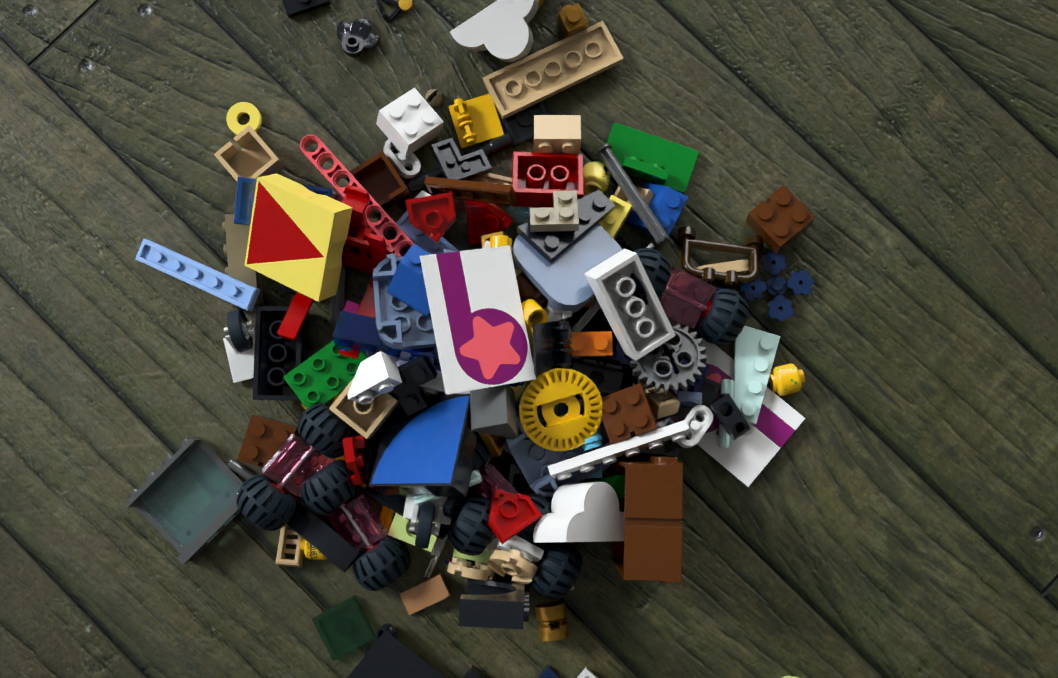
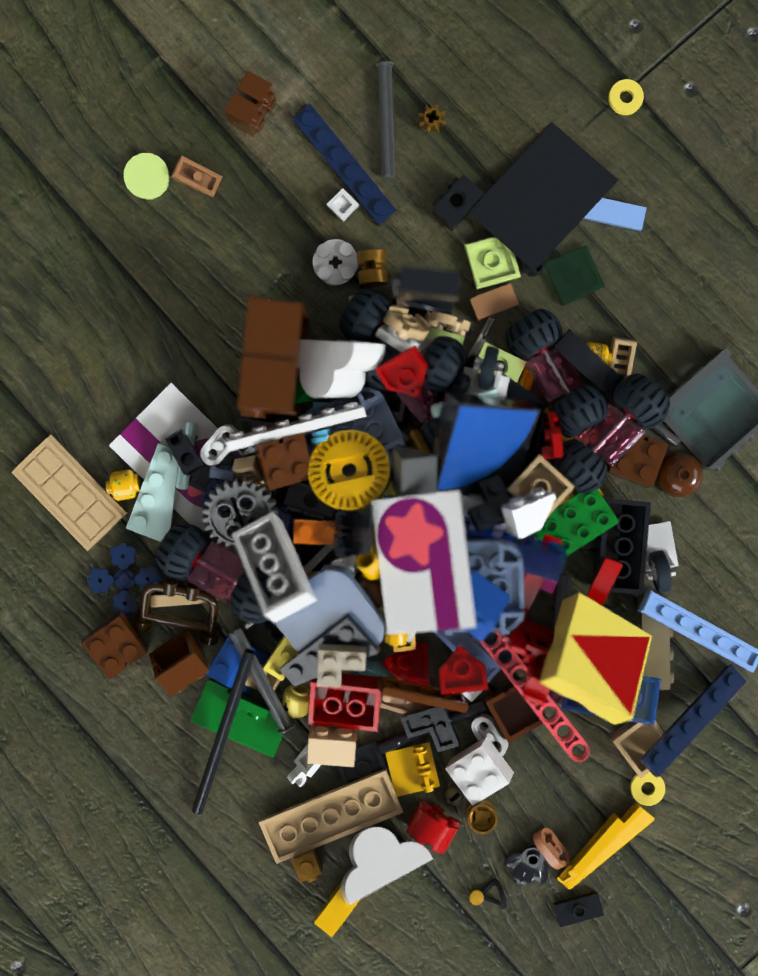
camera: 175 degrees left, 5 degrees up
(200, 185) = (692, 720): none -> dark blue plate
(225, 430) = (679, 474): none -> reddish brown cylinder
(283, 63) = (605, 843): none -> yellow wedge
(334, 54) = (551, 848): none -> nougat beam
(404, 78) = (481, 816): none -> pearl gold wheel
(430, 635) = (491, 262): none -> yellowish green plate
(452, 64) = (432, 827): none -> red brick
(579, 615) = (326, 272): none -> white plate
(585, 110) = (302, 769): none -> white plate
(665, 143) = (223, 730): none -> black piece
(715, 205) = (179, 663): none -> reddish brown piece
(839, 368) = (69, 492): none -> tan piece

